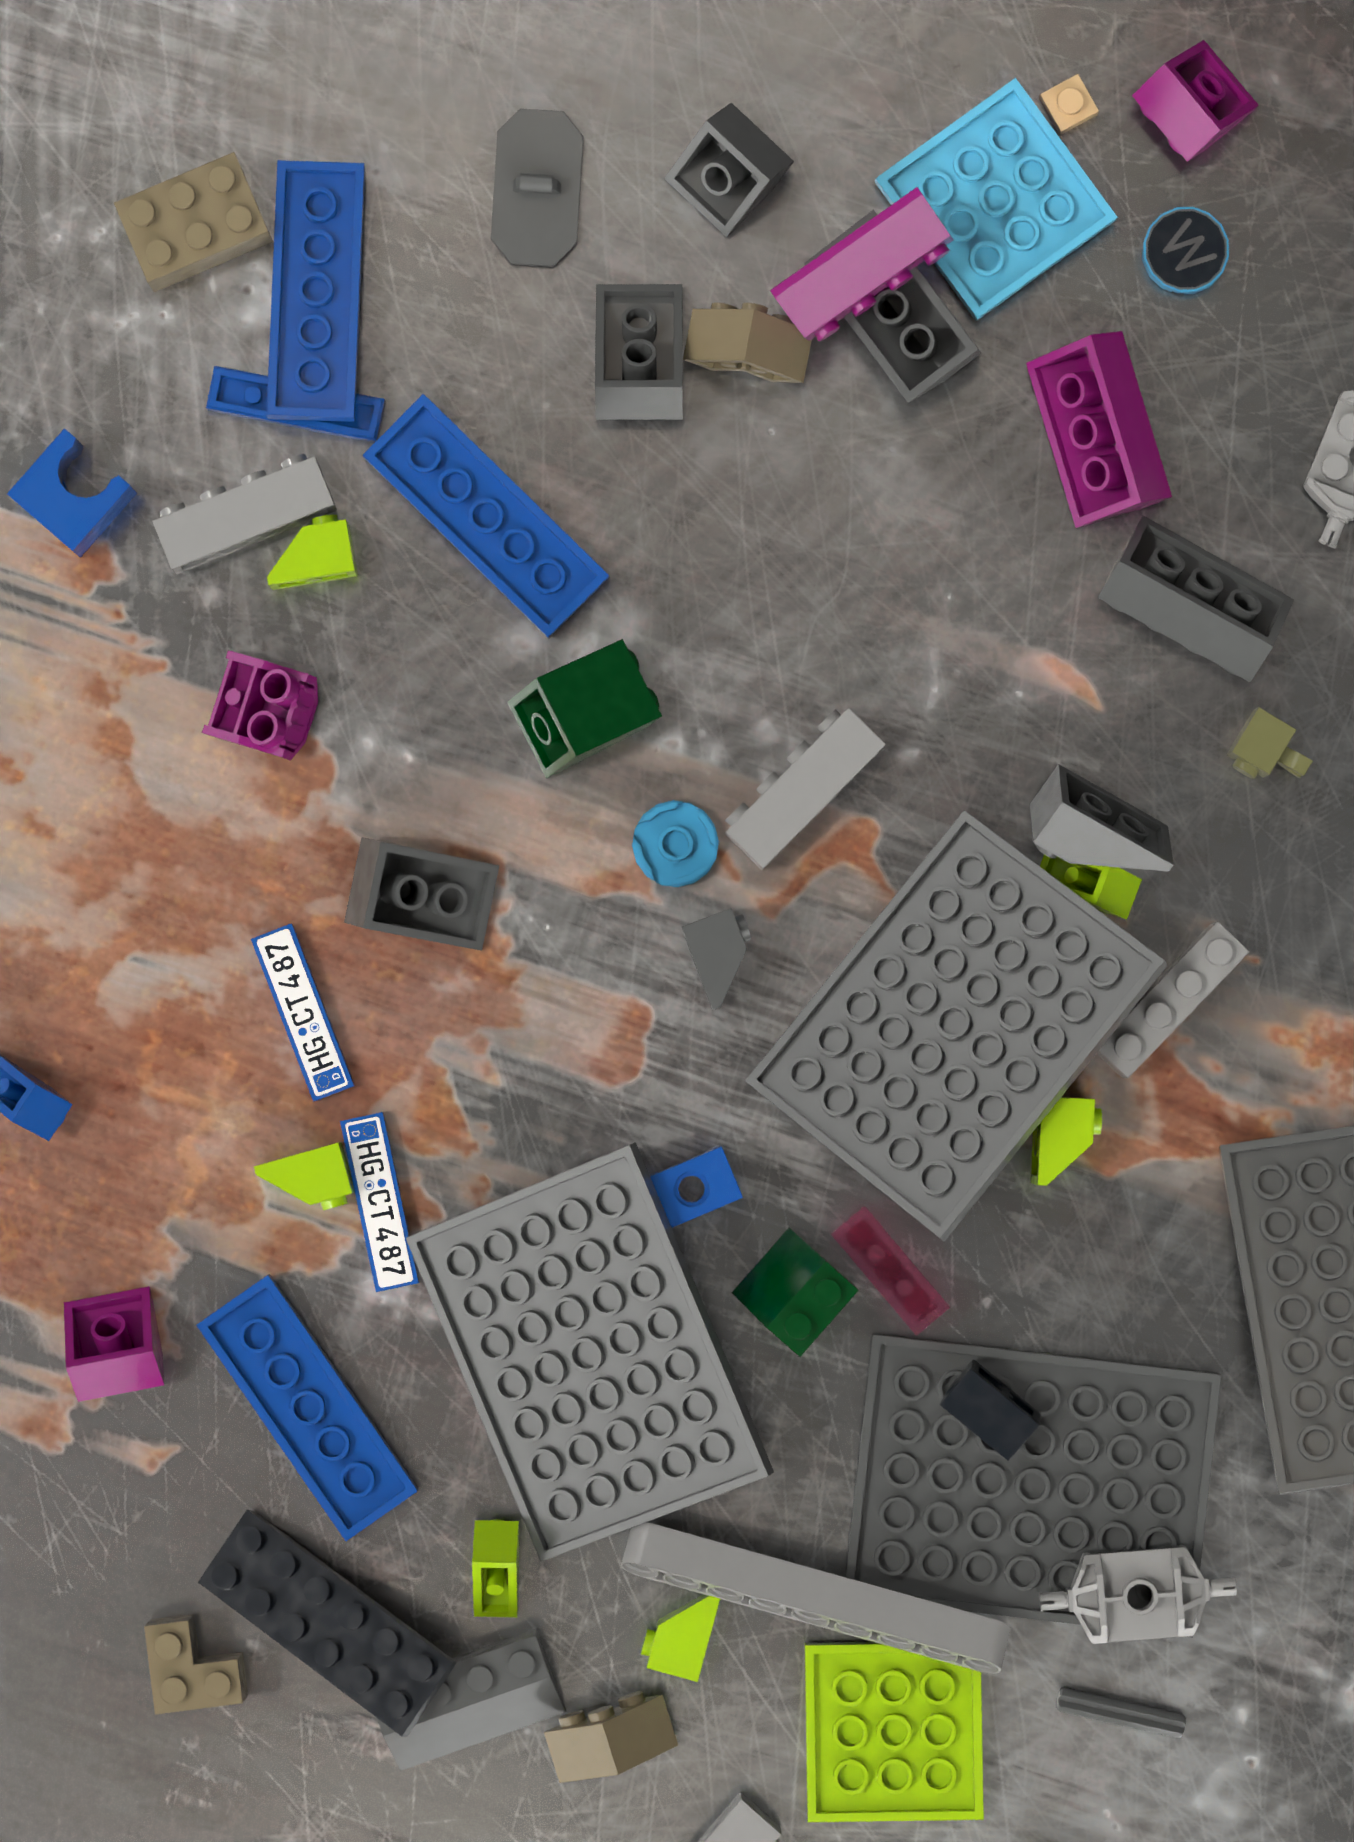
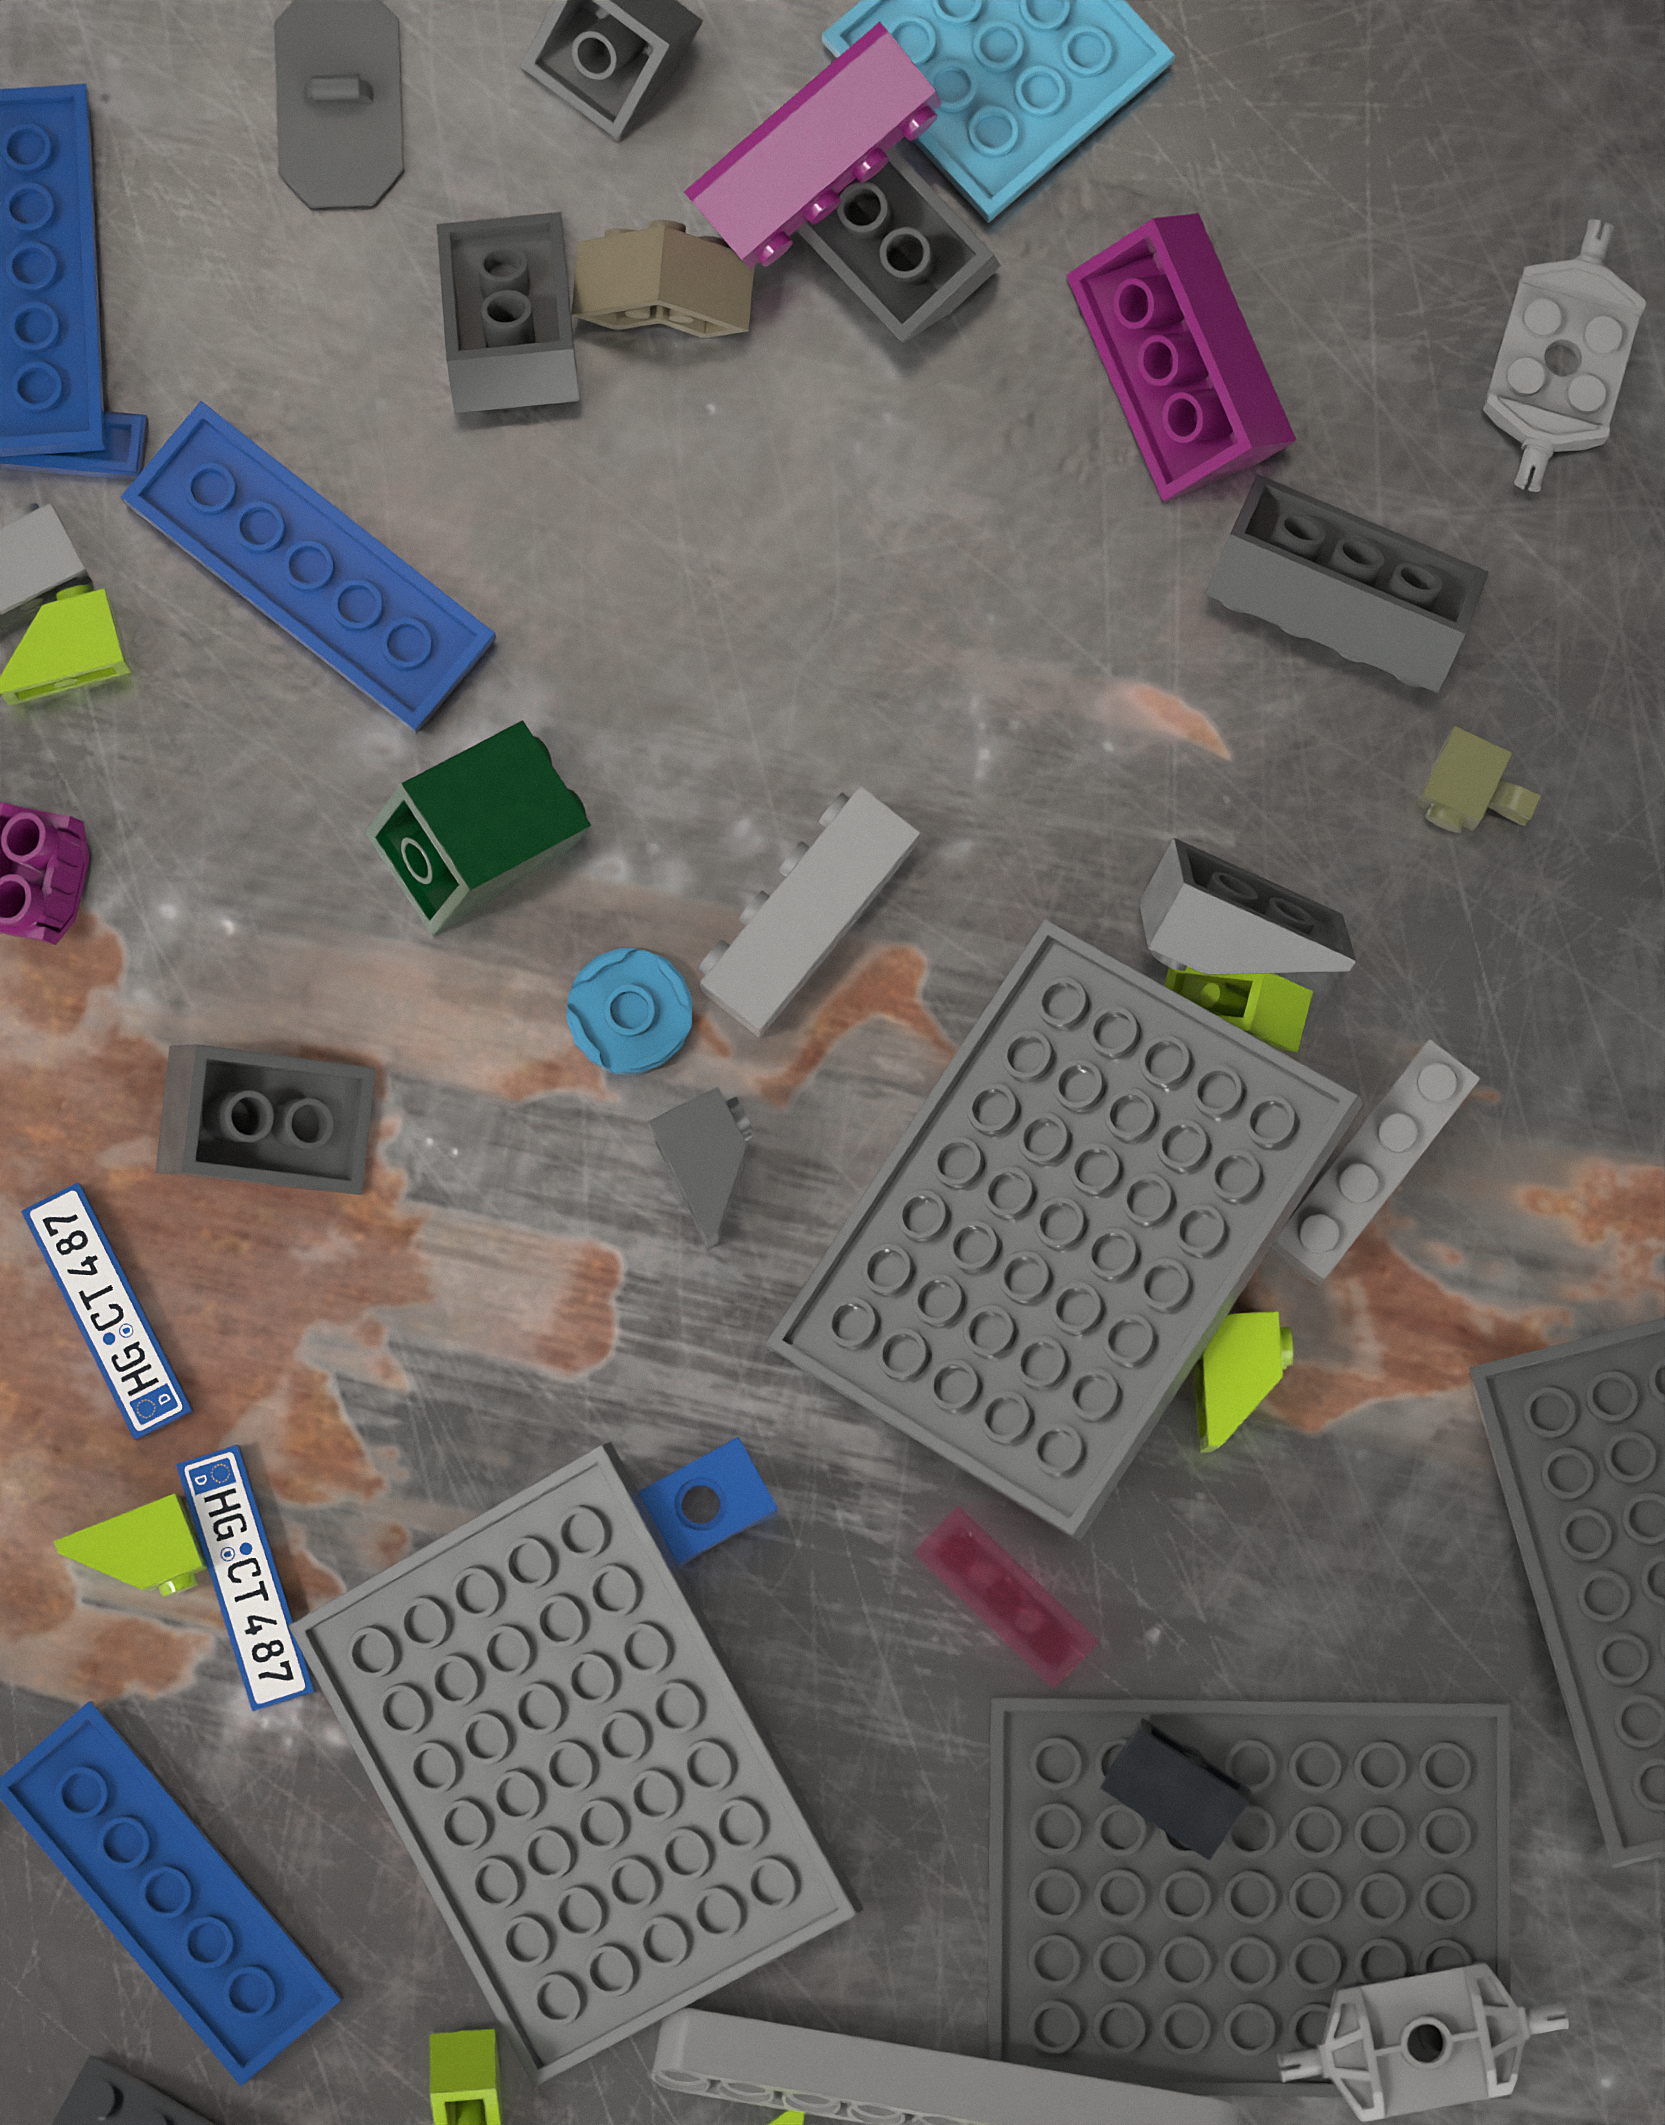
camera: 10 degrees left, 5 degrees down
(794, 1292) = (869, 1643): dark green slope -> none
(1185, 250) = (1277, 94): black tile -> none

